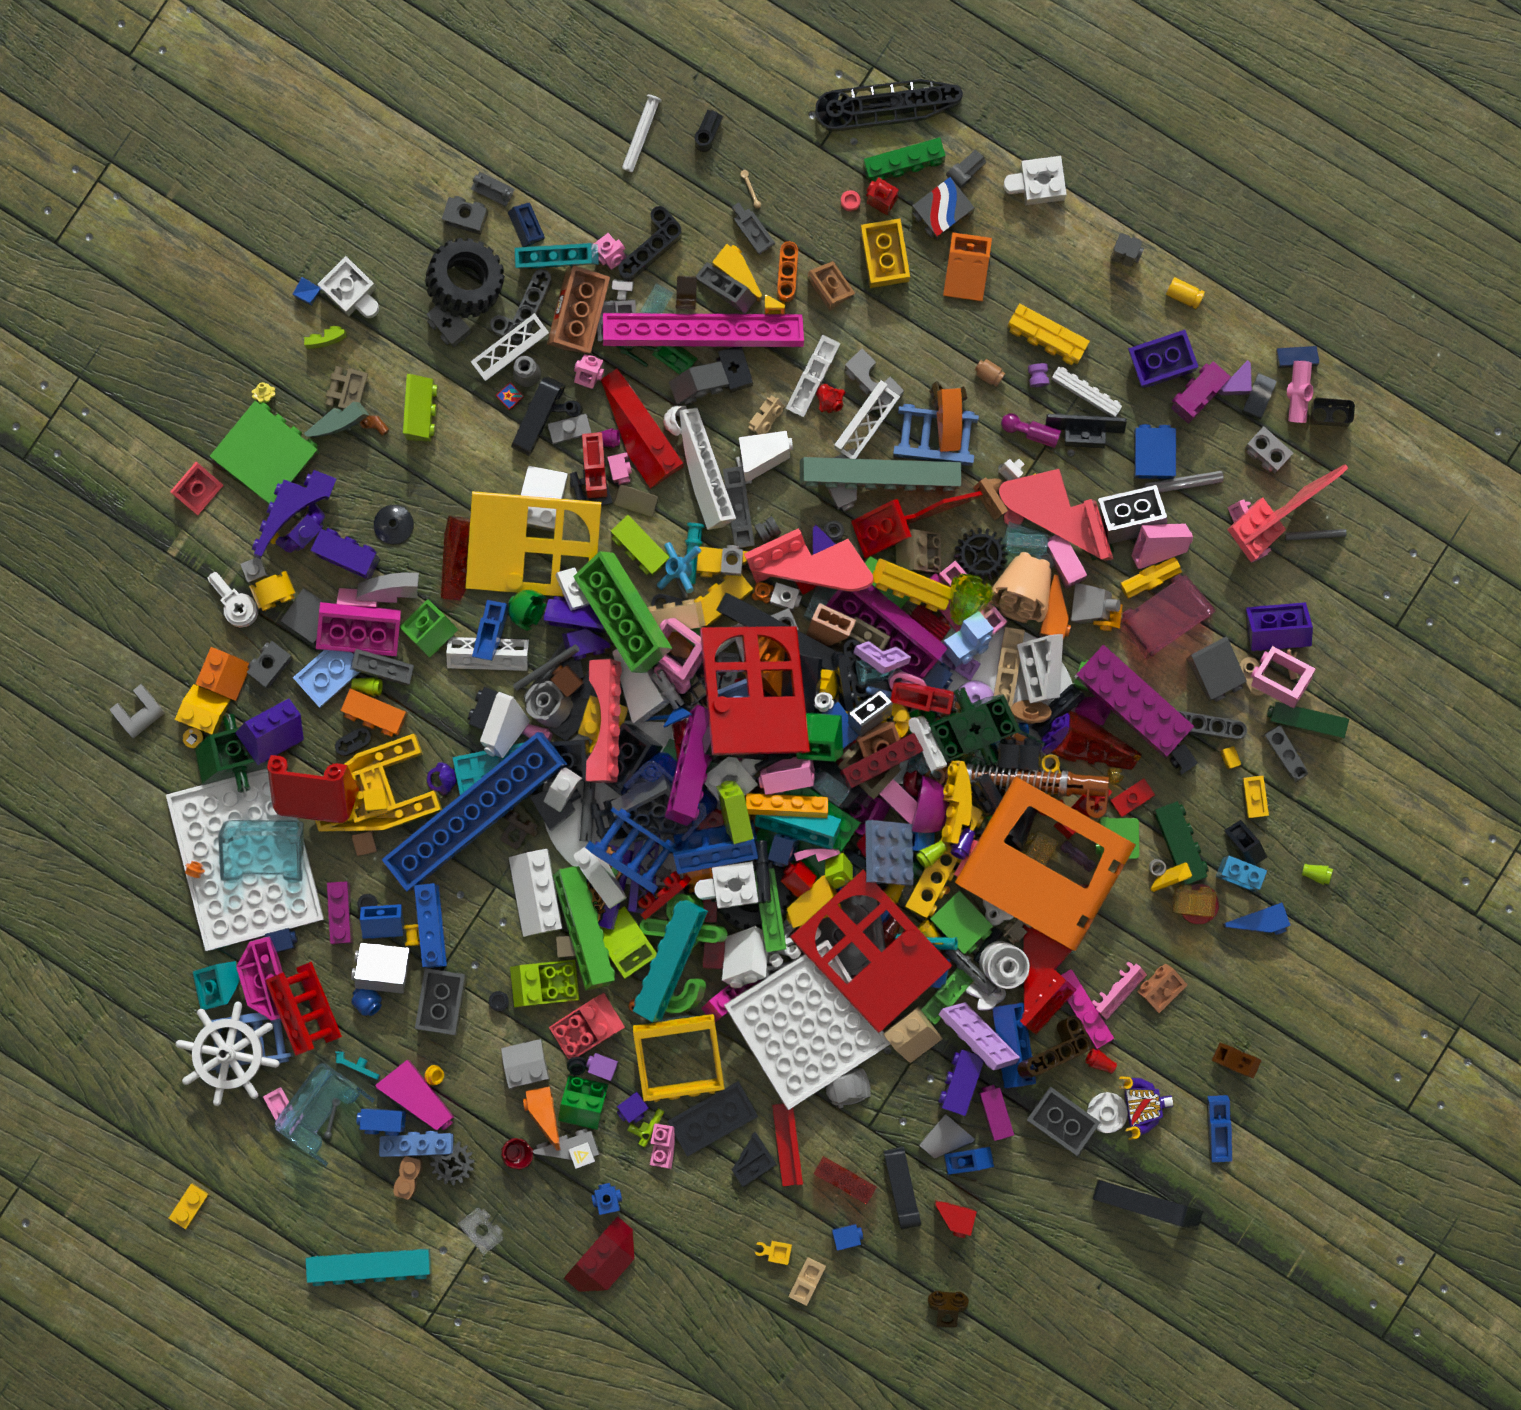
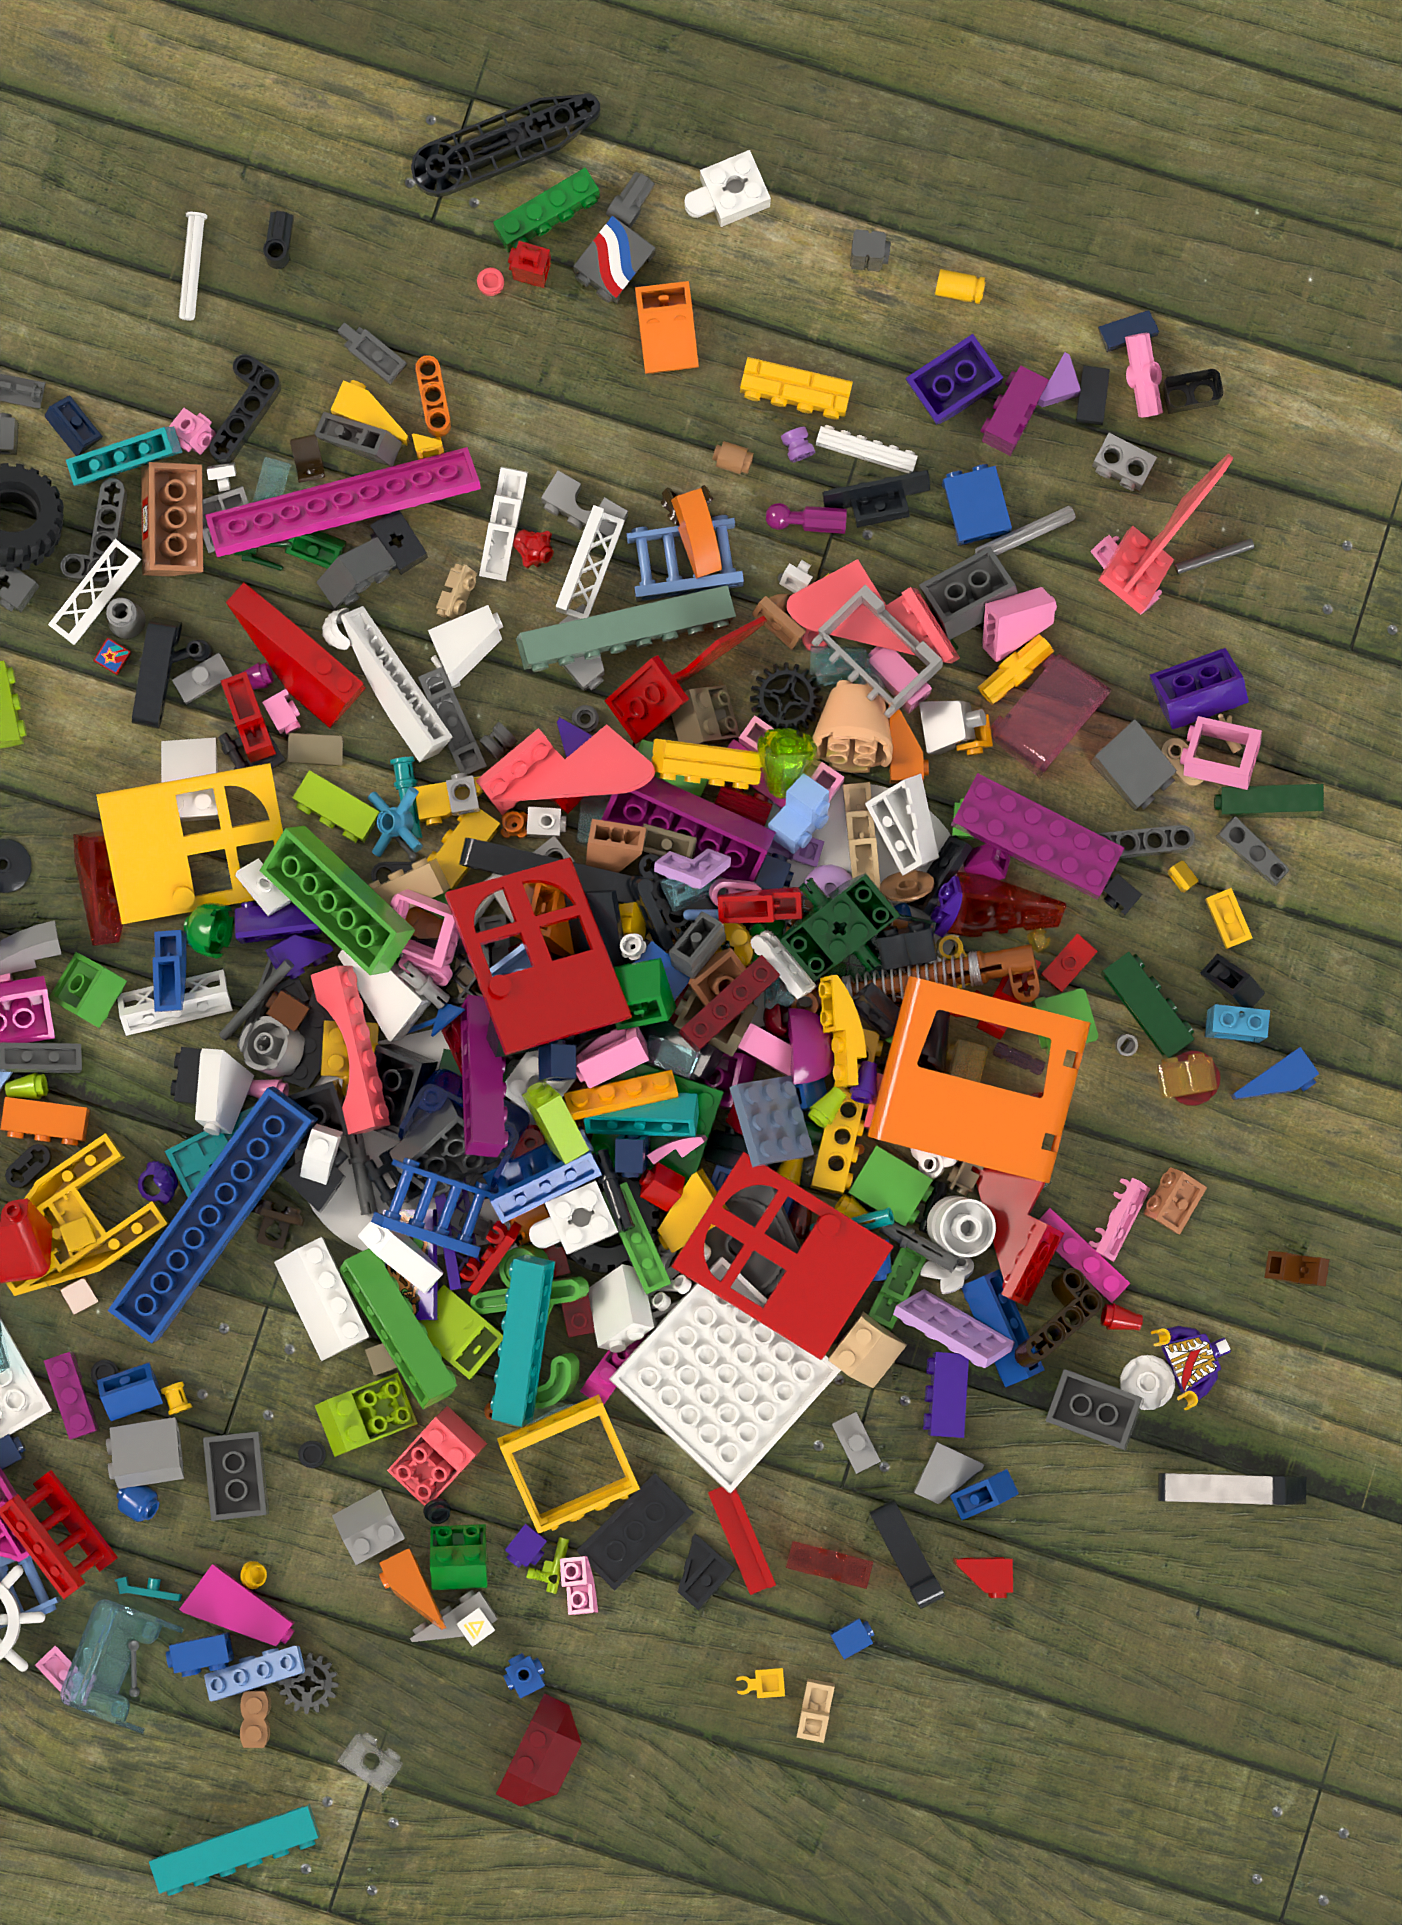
camera: 20 degrees left, 0 degrees up
(430, 925) = (195, 1380): blue fence -> none
(516, 1154) = (390, 1648): dark red hair -> none
(588, 371) = (207, 595): bright pink brick -> none
(602, 1066) = (471, 1503): medium lavender brick -> none
(744, 174) = (343, 284): tan hinge -> none
(747, 769) = (557, 1061): none -> dark blue brick
(830, 285) = (494, 398): medium nougat slope -> none
(838, 870) = (711, 1162): lime brick -> none
(849, 1088) = (802, 1443): light grey helmet -> none
(885, 253) = (554, 338): yellow brick -> none
(887, 1098) = (856, 1442): none -> light grey tile
(948, 1303) = (1008, 1689): dark brown bracket -> none
(995, 1112) = (1002, 1422): magenta brick -> none
(1063, 506) = (877, 607): none -> light grey hinge
(1172, 877) = (1148, 1052): yellow slope -> none
(1219, 1128) = (1299, 1363): blue slope -> none
(1318, 873) = (1336, 996): lime cone -> none

